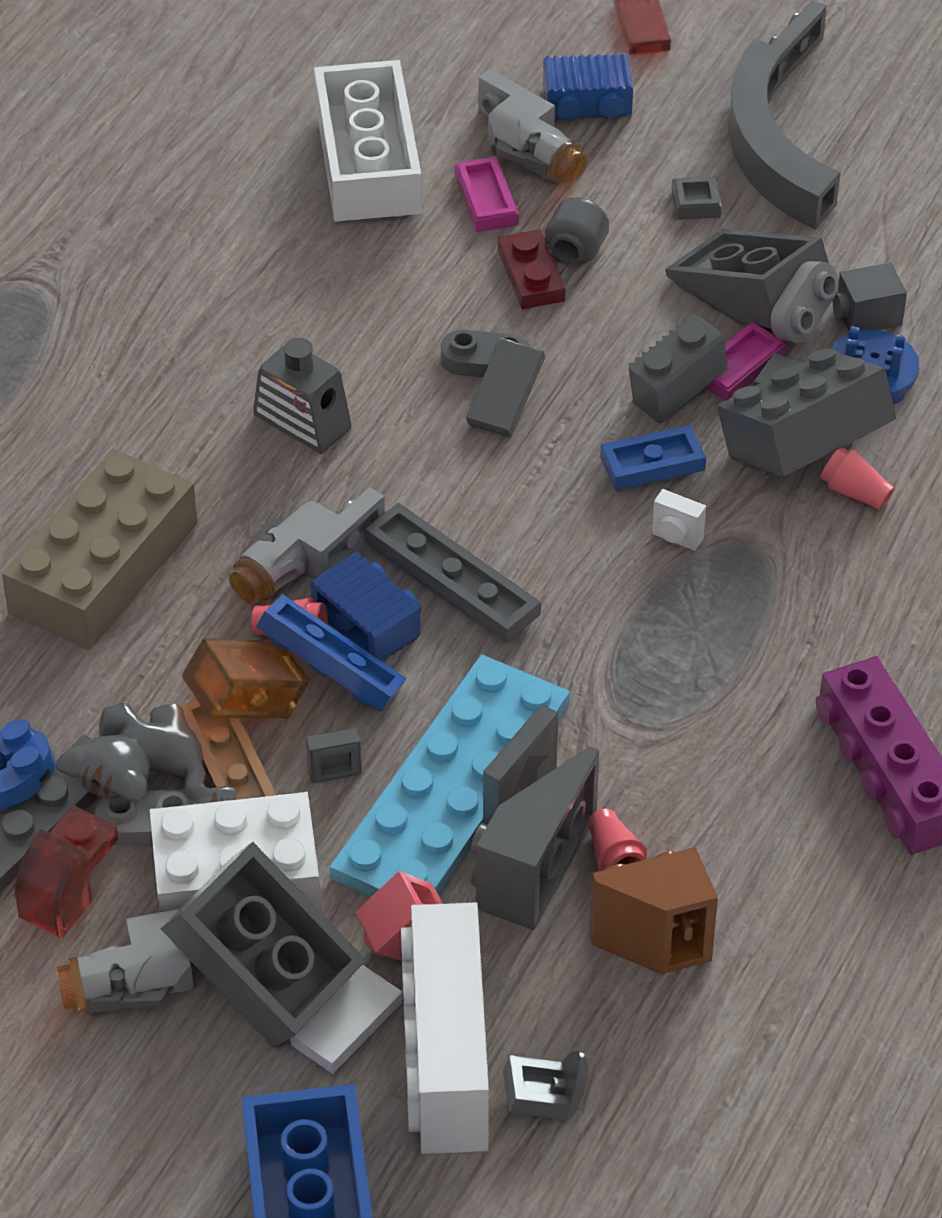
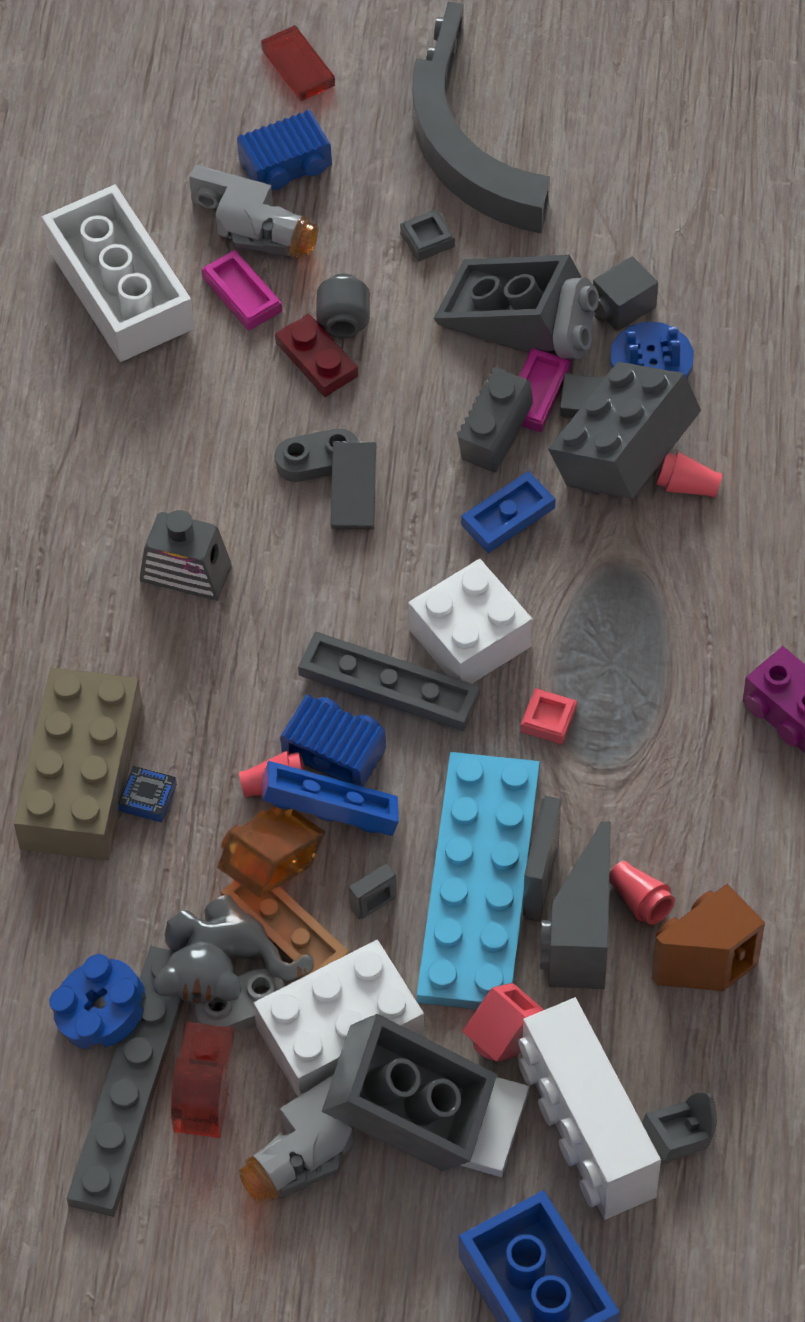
camera: 20 degrees left, 10 degrees up
(157, 600) = (147, 794): none -> tile
(305, 543) = (249, 698): light grey plate -> none
(560, 542) = (470, 623): none -> white brick
(603, 655) = (548, 716): none -> coral tile
(678, 519) = (558, 567): white plate -> none

